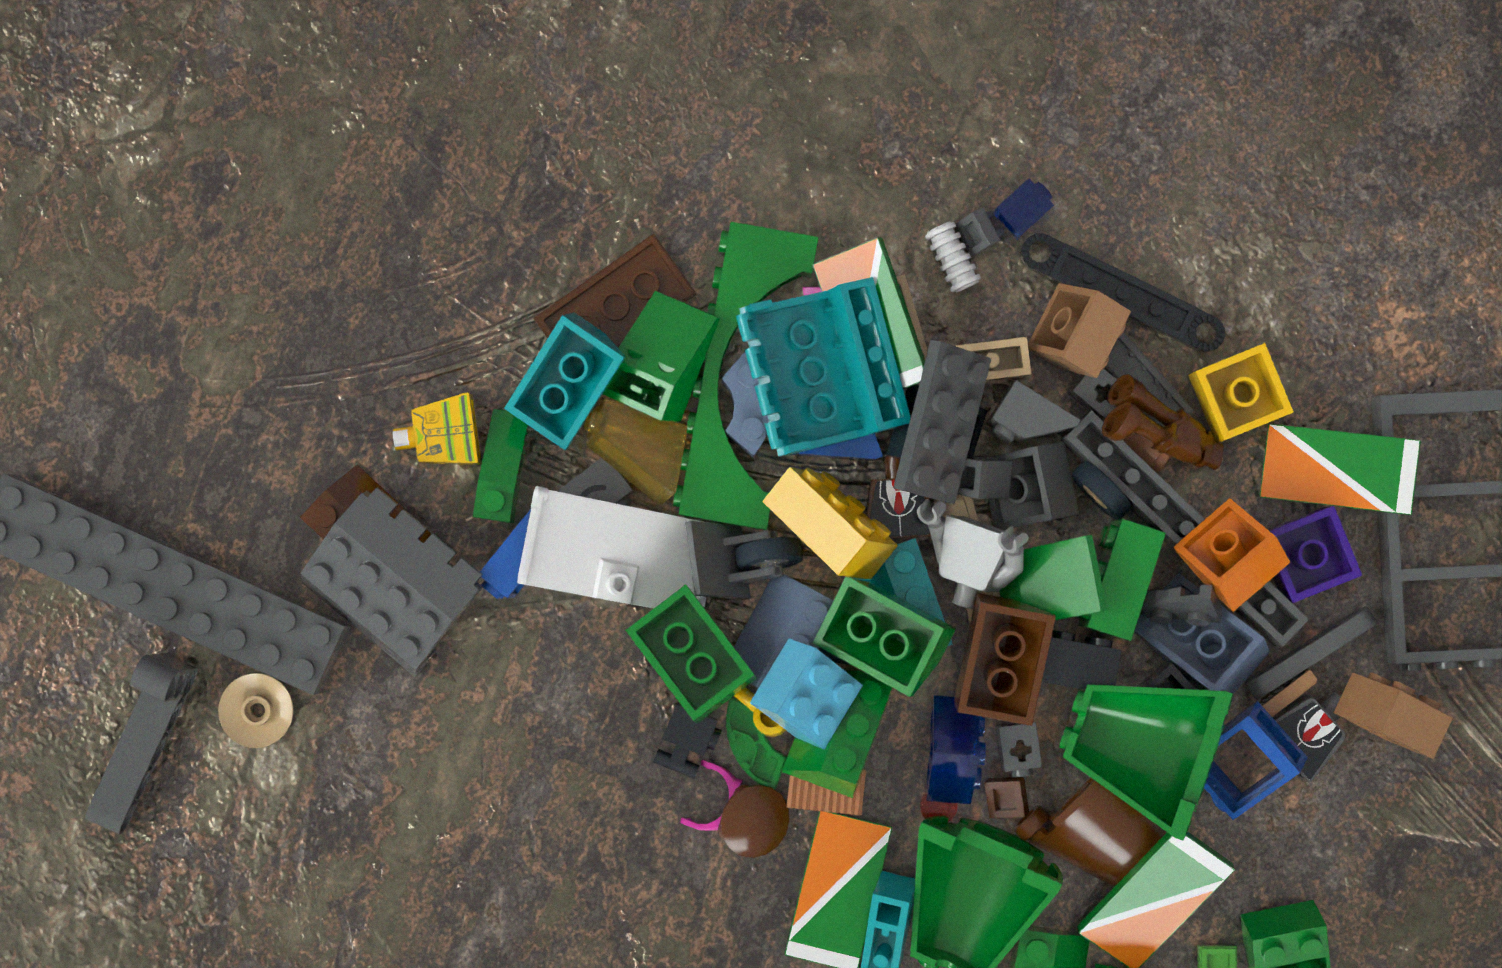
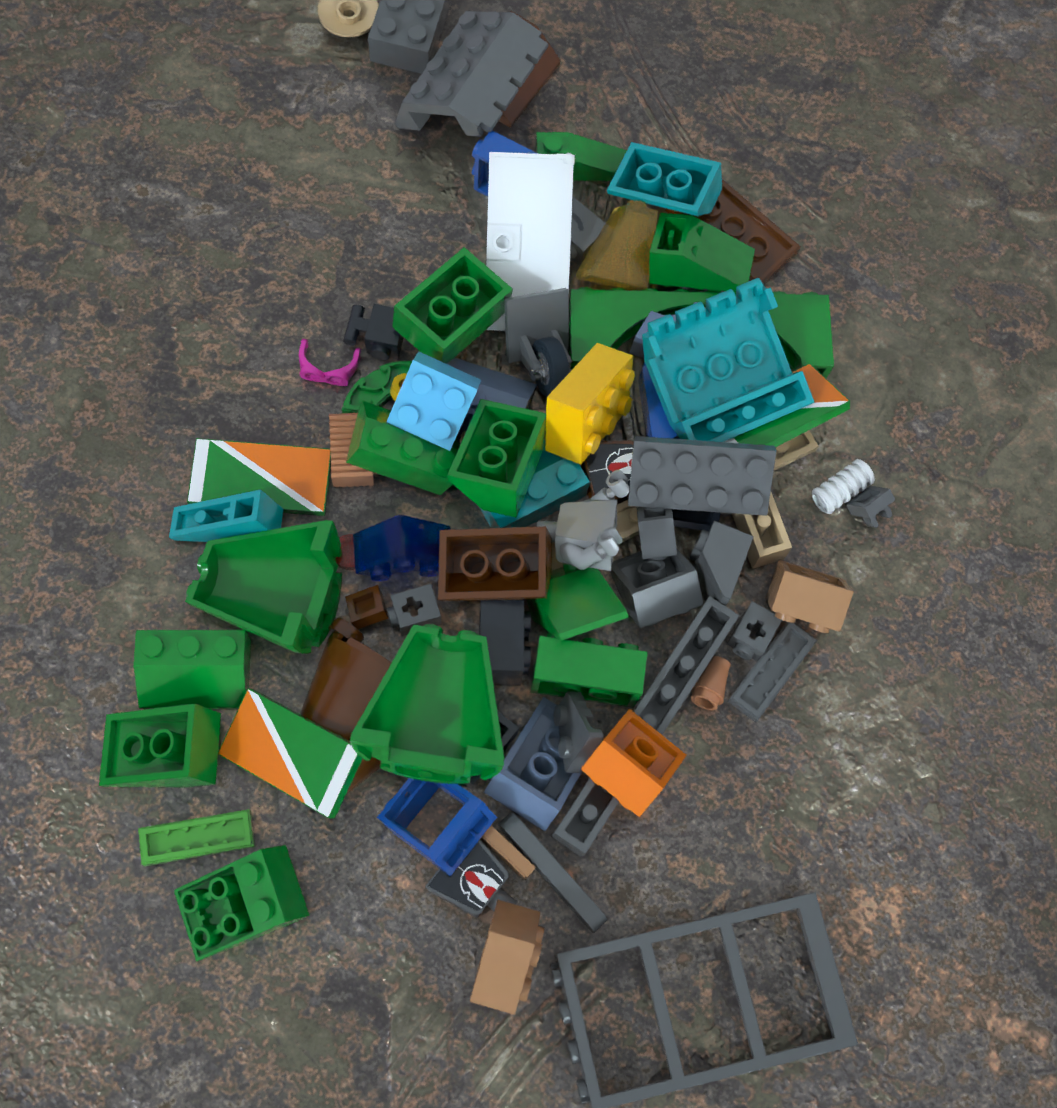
camera: 70 degrees right, 15 degrees down
(443, 432) = (602, 111): yellow torso -> none
(754, 820) = (312, 393): reddish brown dish -> none
(1024, 208) = (902, 539): clear blue brick -> none
(1101, 490) = (667, 642): black bush -> none
(1146, 302) = (848, 647): black plate -> none
(1180, 438) = (731, 701): reddish brown piece -> none
(1240, 393) = (785, 757): yellow brick -> none
(1317, 554) = (646, 850): dark purple brick -> none
(1340, 469) = (735, 868): tile -> none

